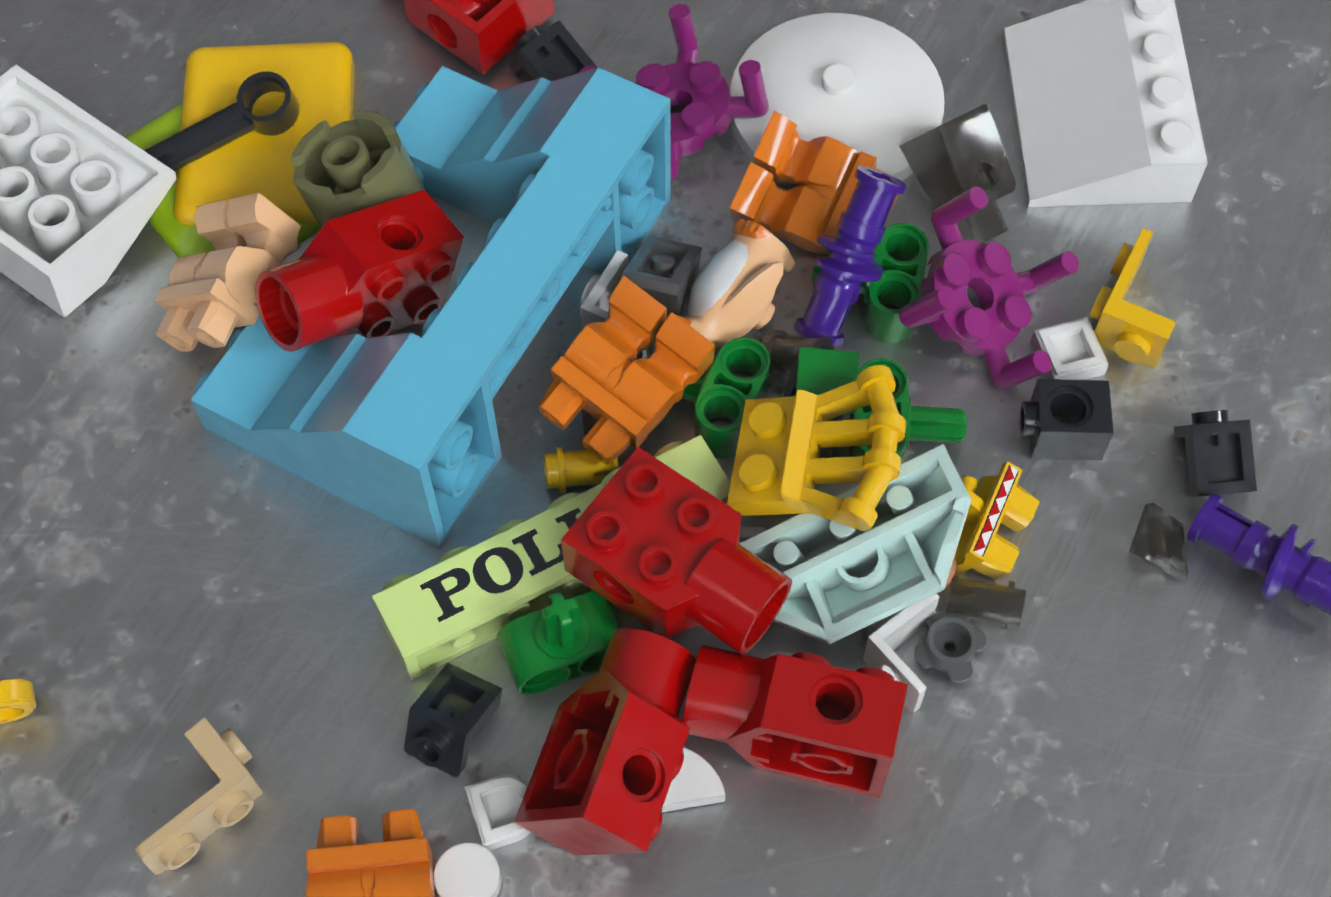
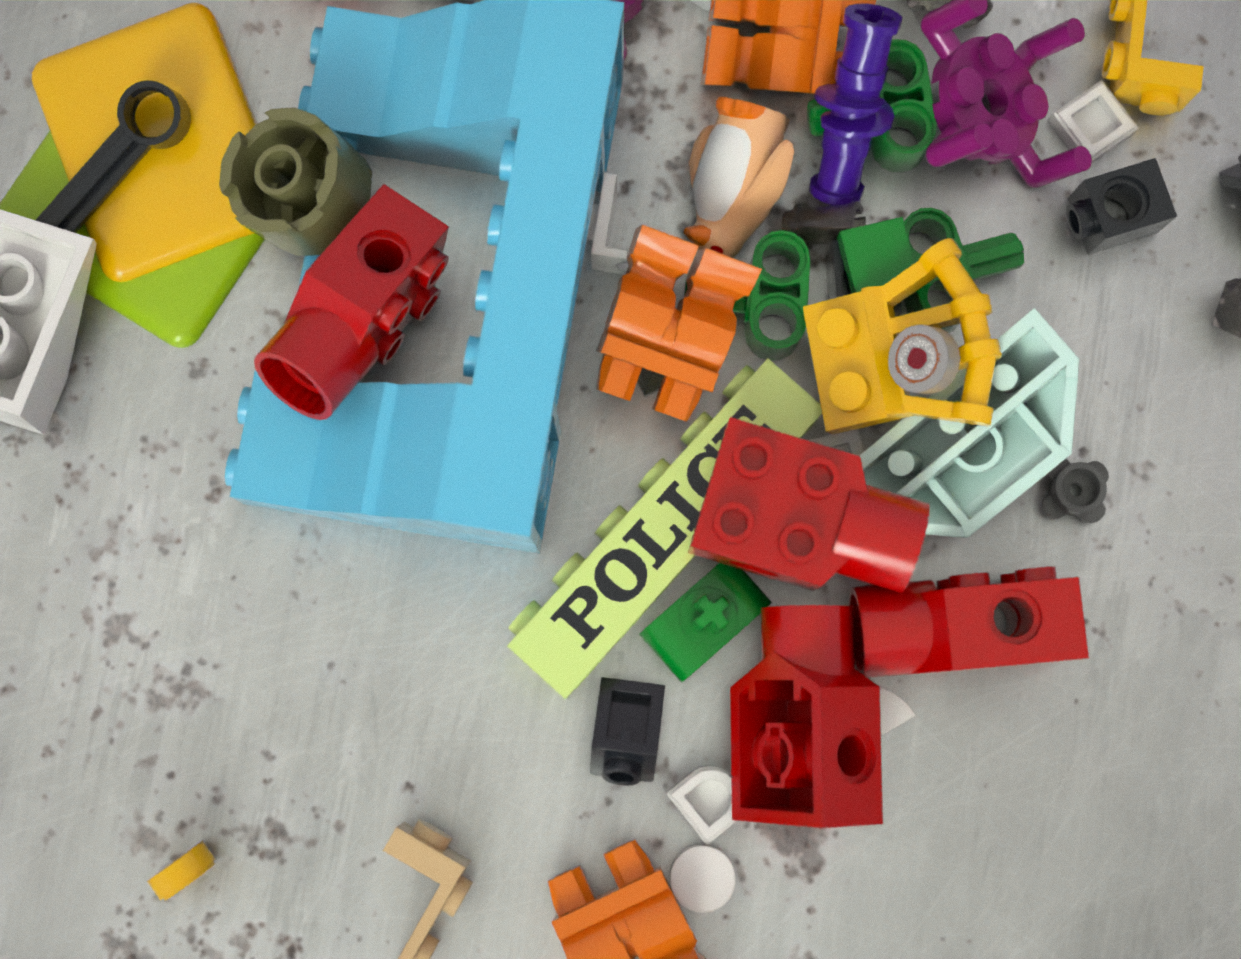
camera: 20 degrees left, 20 degrees up
(217, 289) = (206, 348): light nougat hips -> none
(574, 469) = (643, 428): yellow pin -> none
(664, 271) = (656, 179): dark grey slope -> none
(827, 452) = (923, 359): none -> light grey tile
(892, 633) = (1013, 525): white bracket -> none
(986, 601) = (1107, 430): clear smoke pin -> none
(993, 502) = (1082, 323): yellow hips -> none

